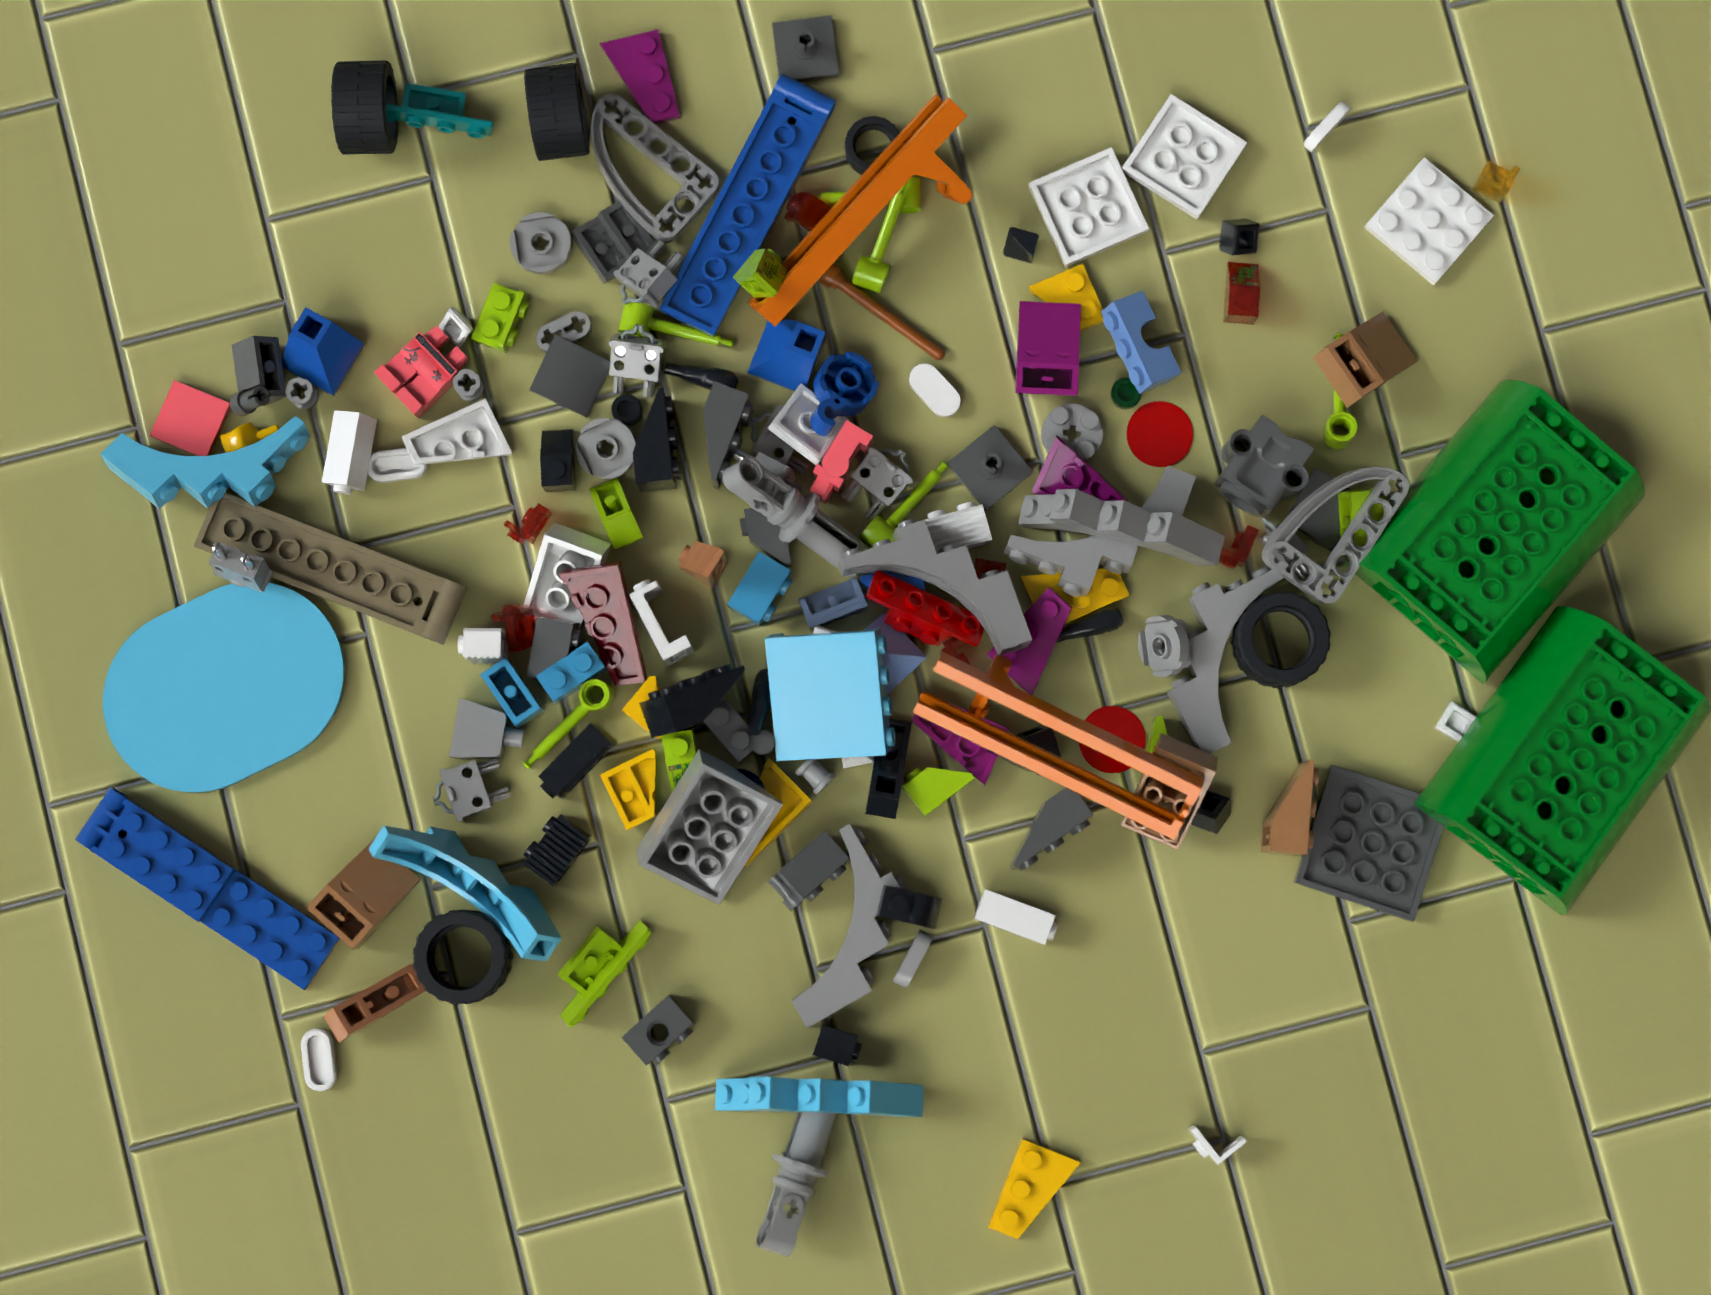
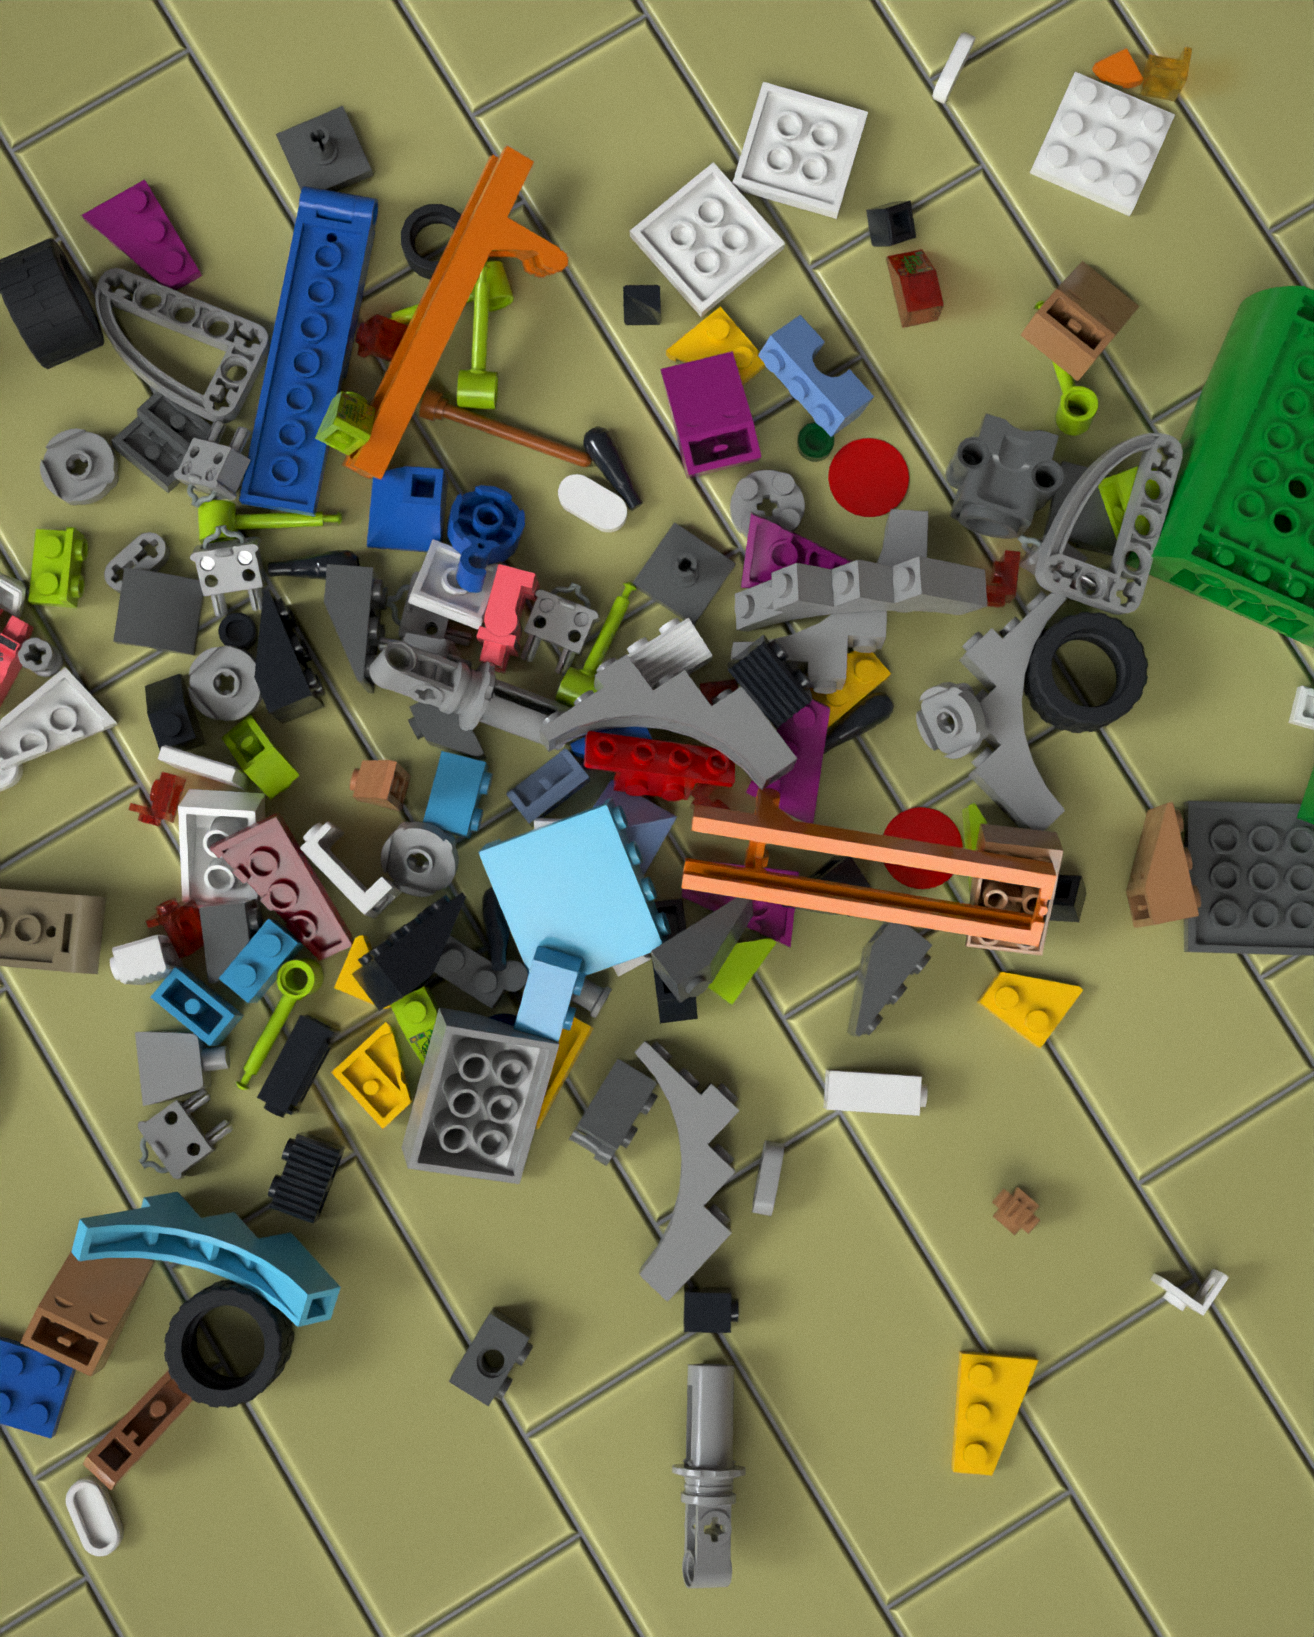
camera: 20 degrees left, 0 degrees up
(572, 509) = (204, 767): none -> white tile
(595, 967) = (394, 1301): lime bracket -> none
(728, 618) = (424, 839): none -> light grey plate
(786, 763) = (549, 993): none -> brick
(819, 1096) = (707, 1382): medium azure arch -> none
(909, 906) = (746, 1119): black brick -> none
(912, 766) = (697, 954): none -> dark grey slope
(957, 358) = (609, 460): none -> black piece
(1031, 573) = (771, 680): none -> black brick
(1098, 1042) = (1016, 1211): none -> medium nougat gear
(1158, 886) = (1029, 1004): none -> yellow wing
(1460, 165) = (1119, 70): none -> orange tile

